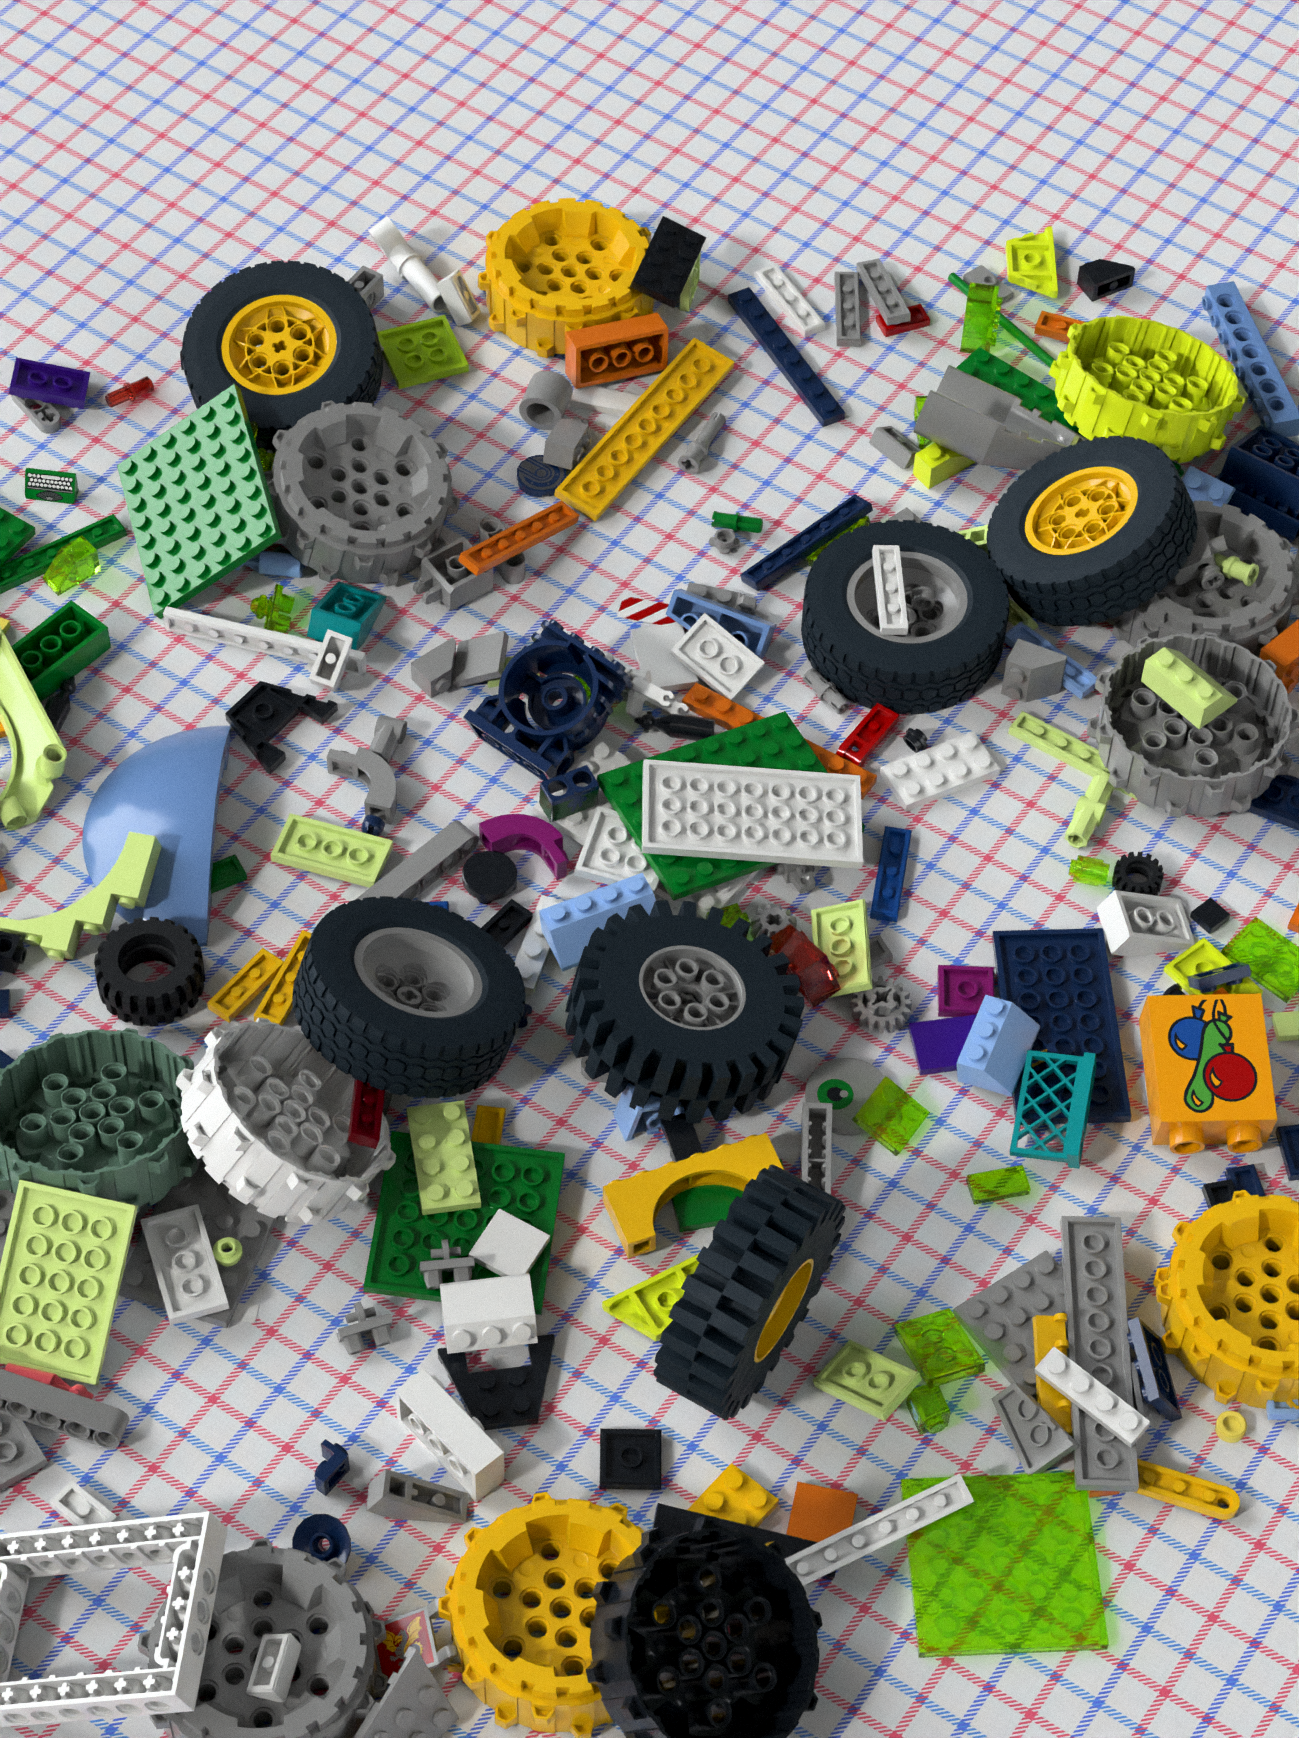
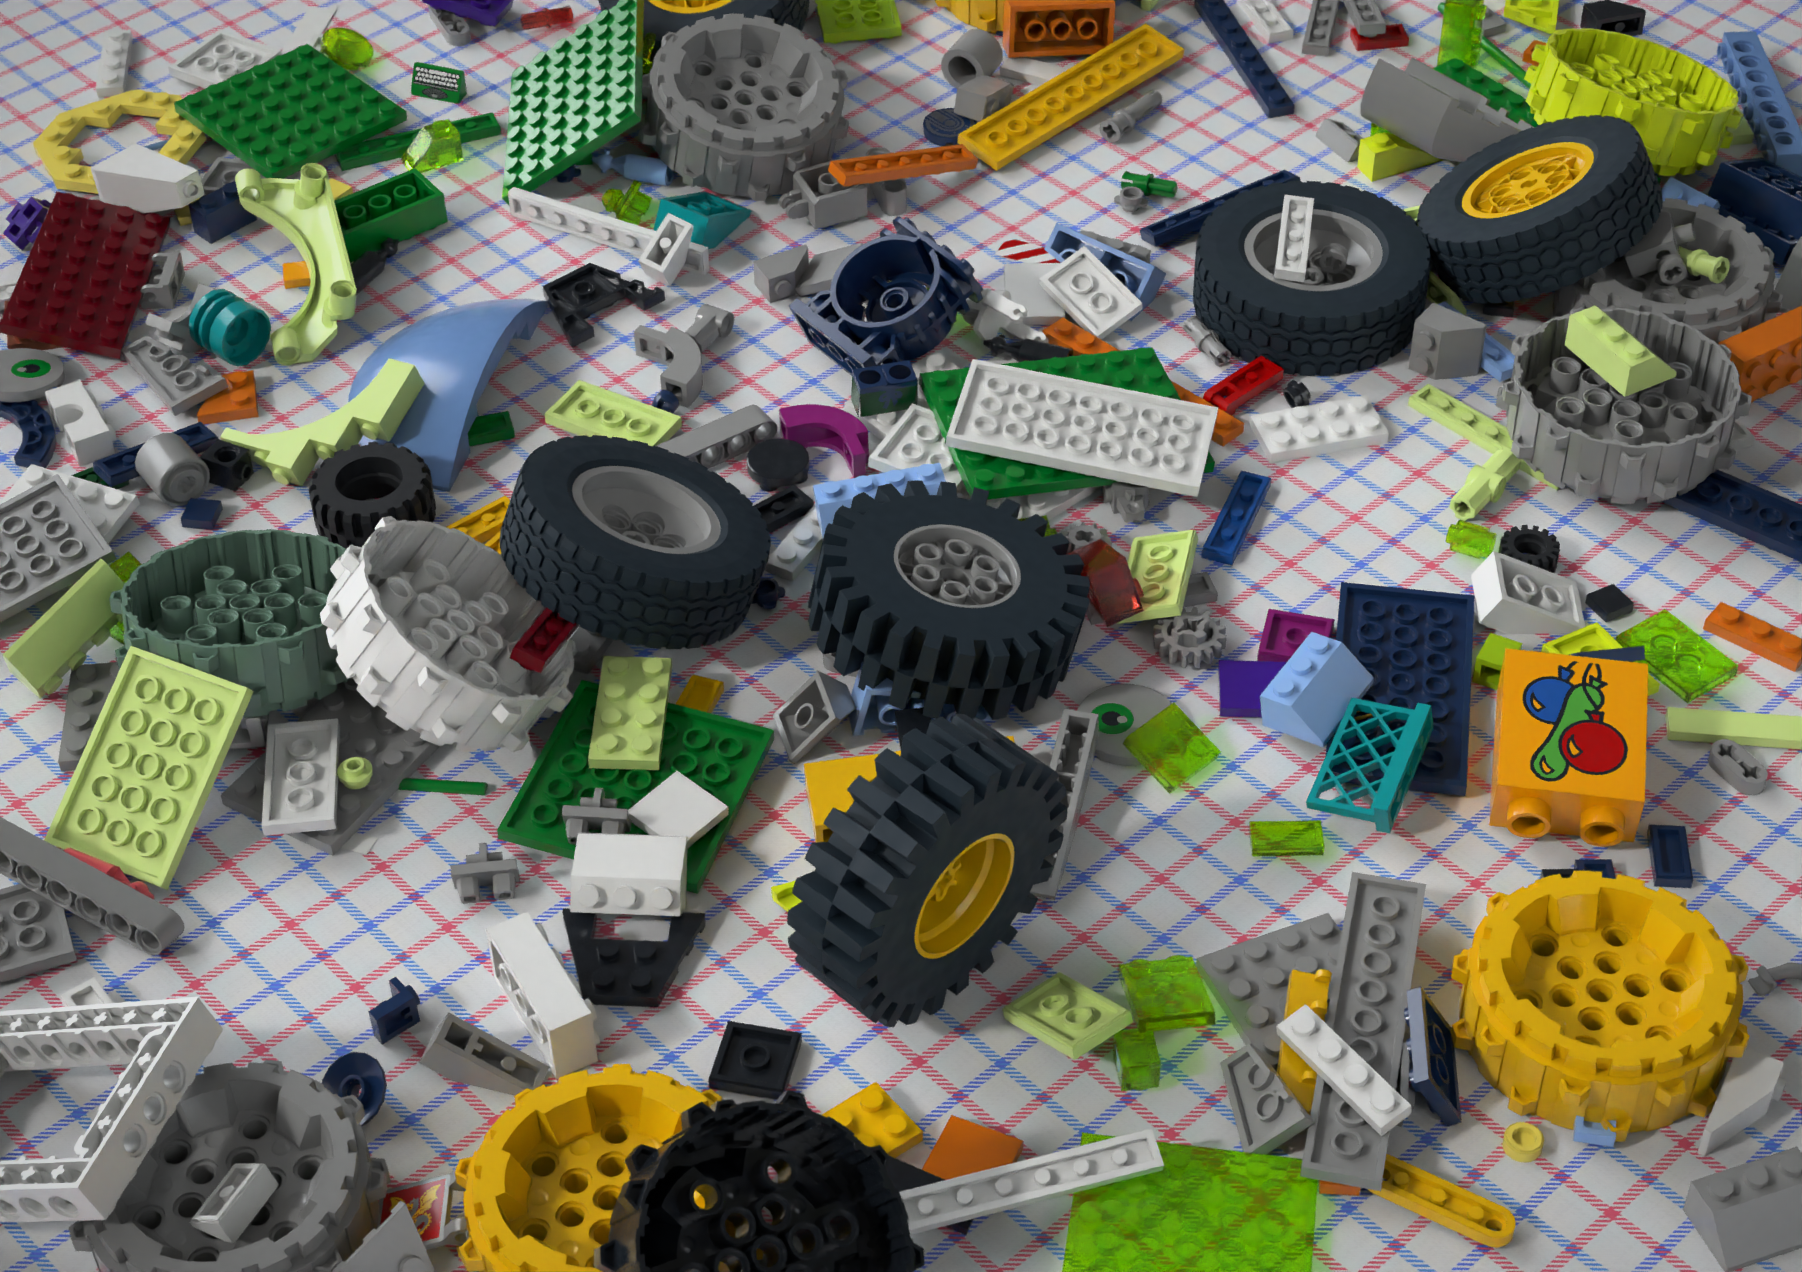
camera: 15 degrees right, 10 degrees down
(299, 1246) = (444, 786): none -> green bar
(591, 1132) = (812, 714): none -> light grey slope
(1132, 991) = (1490, 660): none -> lime brick

